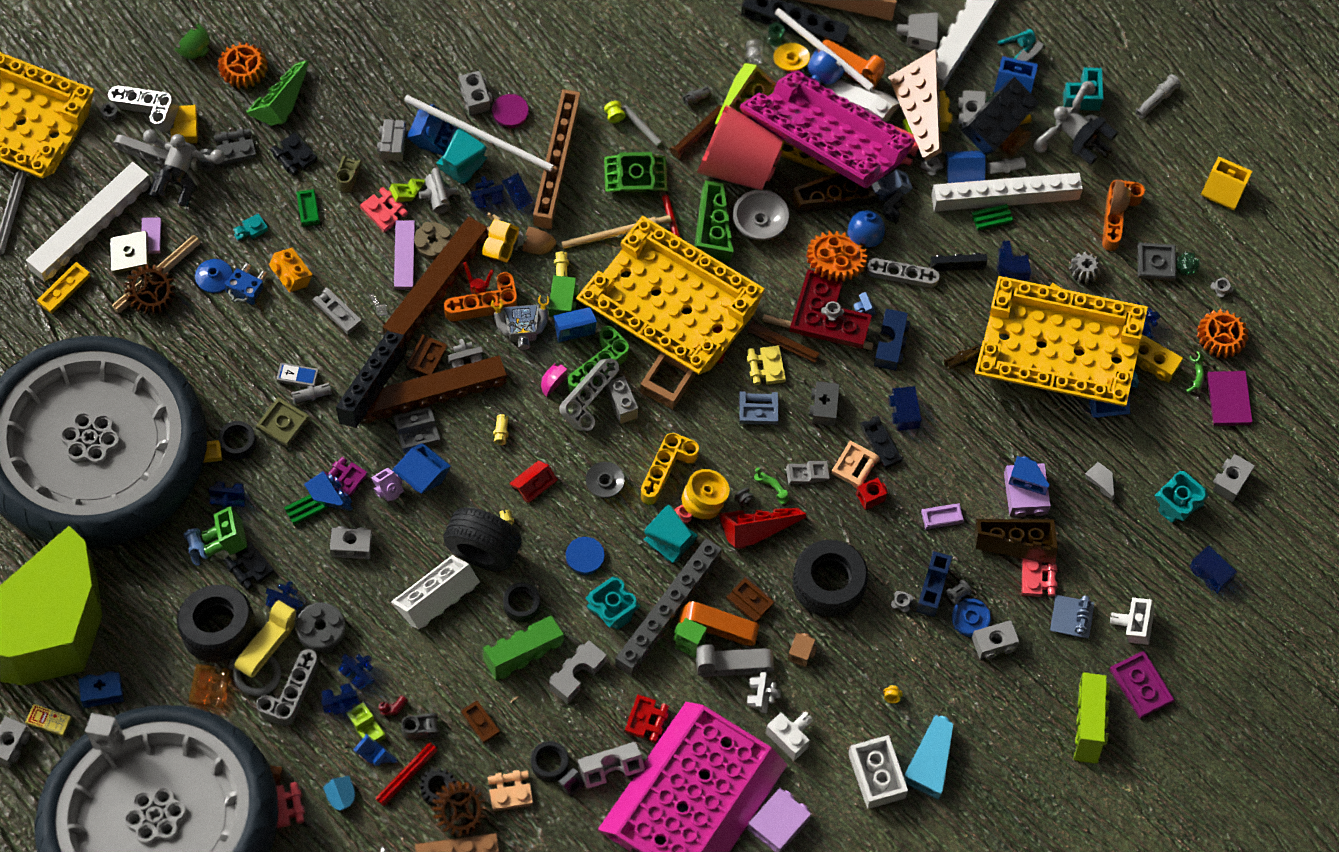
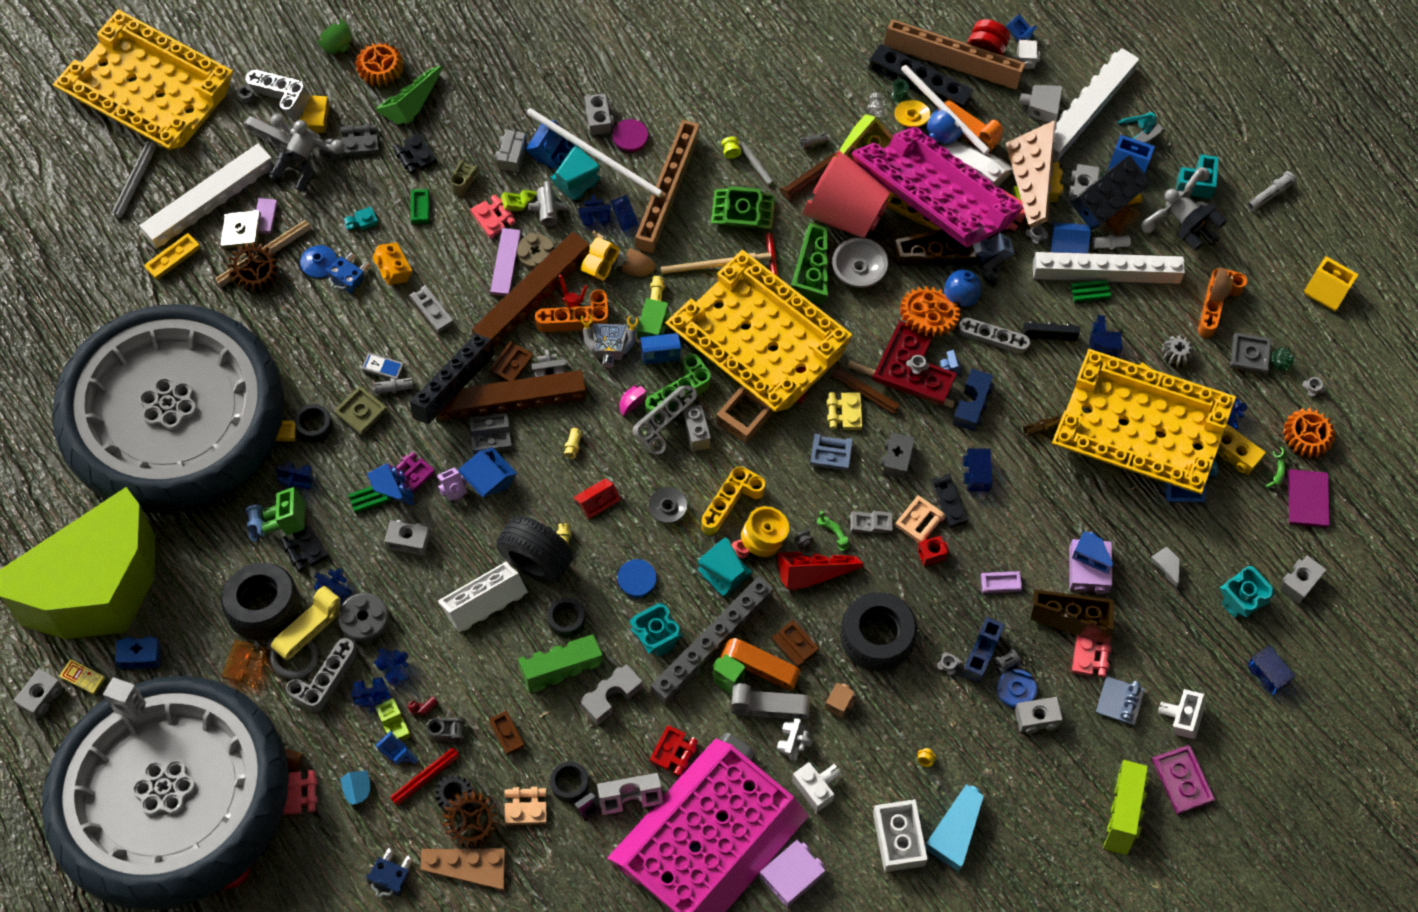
camera: 10 degrees right, 0 degrees up
(380, 309) = (474, 311): clear hand -> none
(698, 699) = (739, 745): none -> dark grey beam

